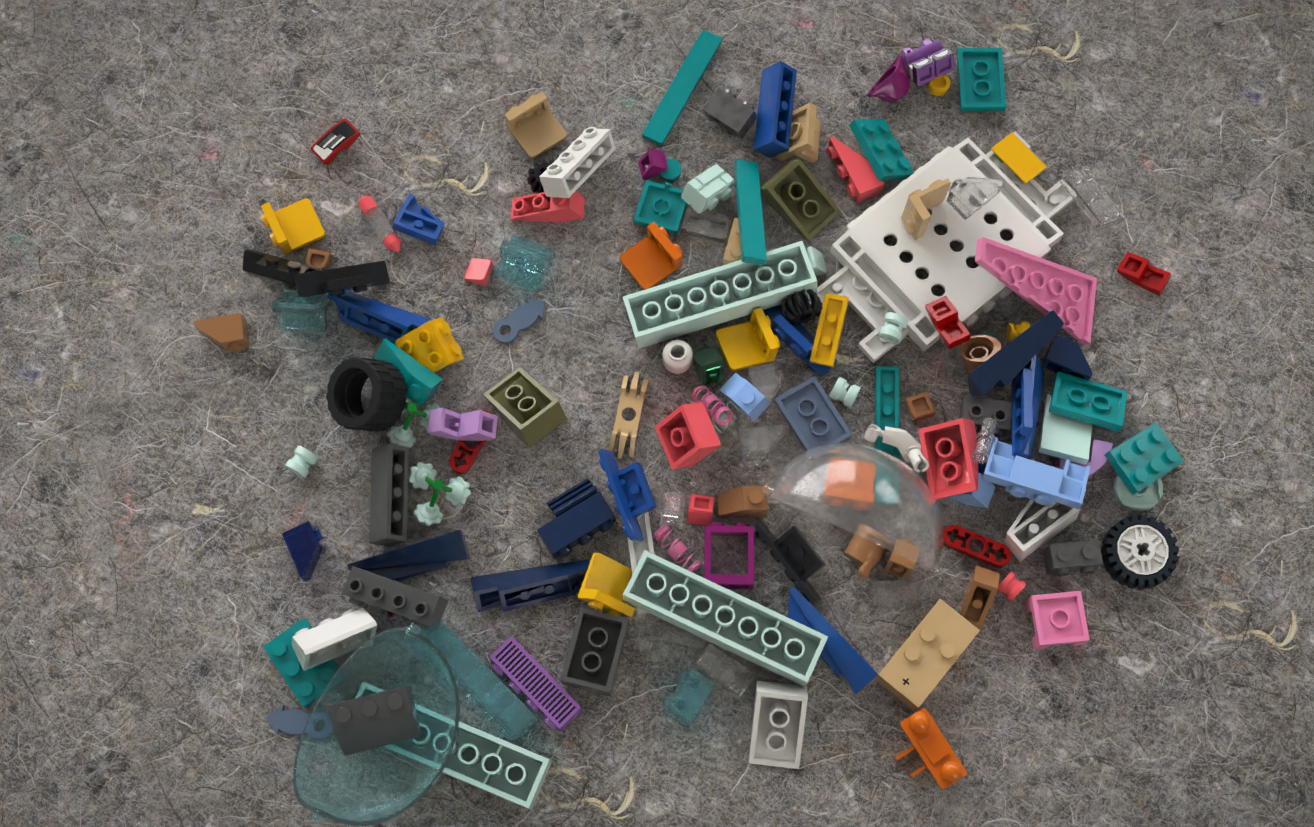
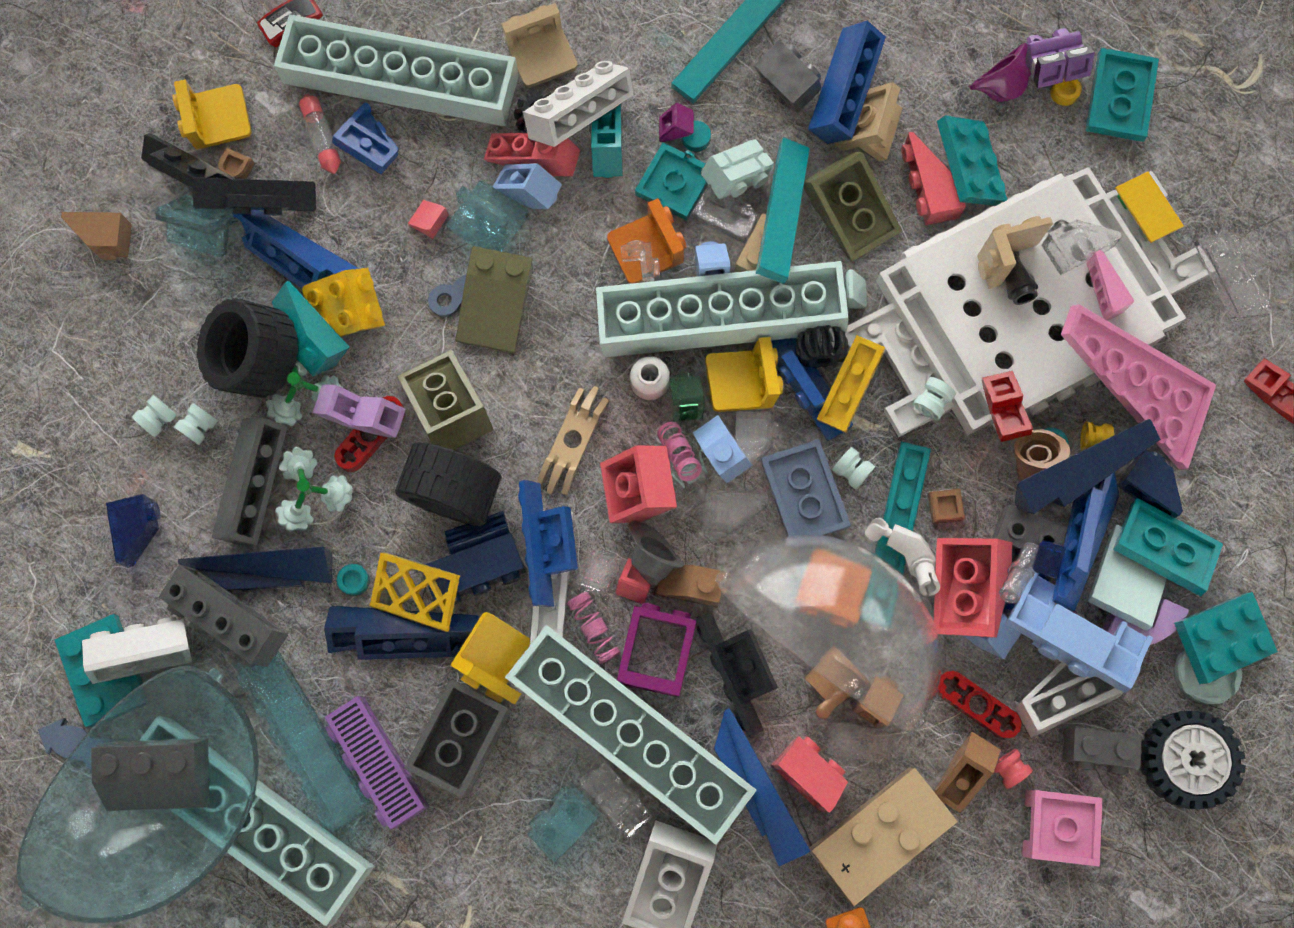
camera: 15 degrees right, 5 degrees up
(335, 461) = (195, 423): none -> light aqua wheel
(430, 164) = (397, 70): none -> light aqua brick
(484, 553) = (353, 579): none -> teal tile
(509, 549) = (445, 601): none -> yellow window
(545, 321) = (494, 299): none -> olive slope
(545, 463) = (448, 483): none -> black tyre
(550, 231) = (528, 185): none -> light blue slope
(605, 190) = (607, 144): none -> teal slope
(651, 264) = (641, 251): none -> clear bracket
(703, 259) = (711, 259): none -> light blue slope
(709, 486) = (652, 553): none -> dark grey piece
(863, 621) = (810, 774): none -> coral slope
(937, 232) = (1020, 284): none -> black cone
(1002, 425) = (1049, 558): none -> clear blue slope
(1003, 223) = (1108, 286): none -> bright pink slope

